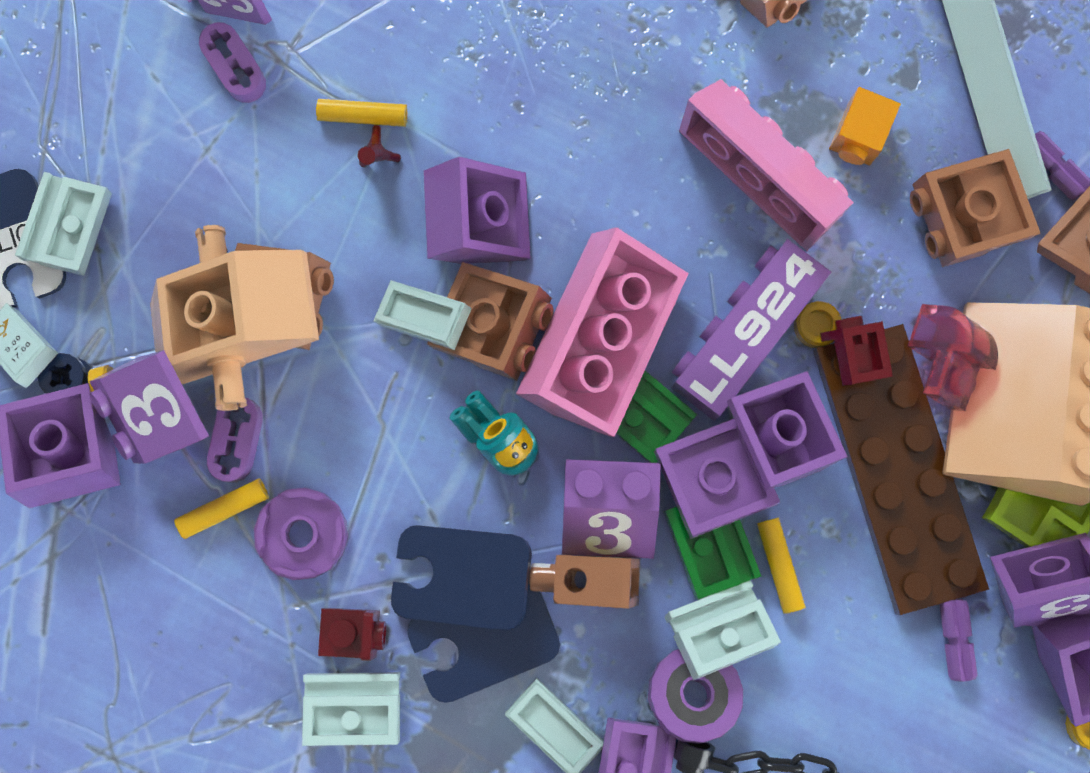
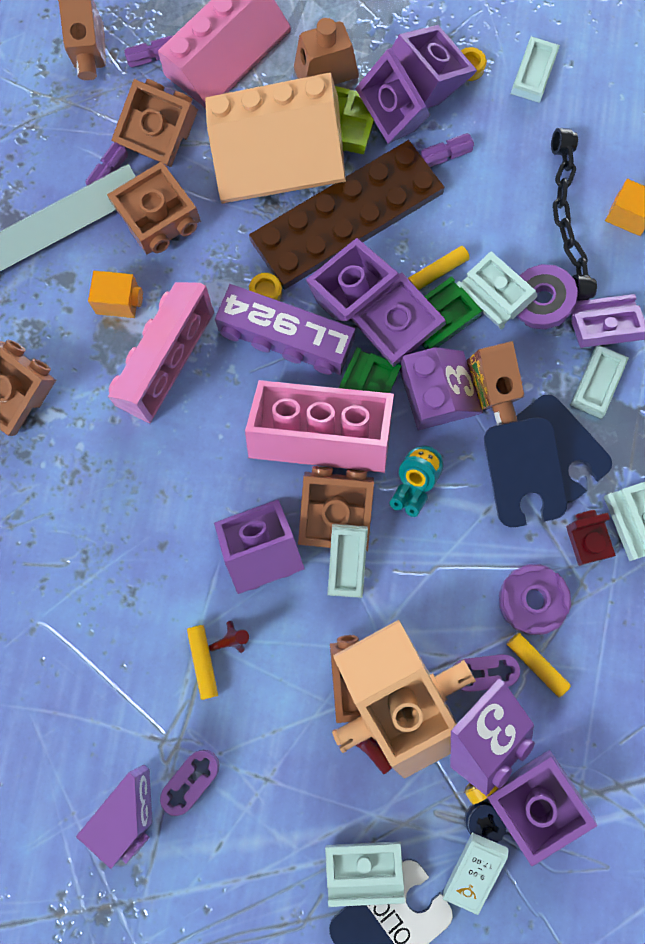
camera: 110 degrees left, 5 degrees down
(860, 350) = (278, 251): dark red bracket -> none
(957, 352) = (256, 189): clear pink brick -> none

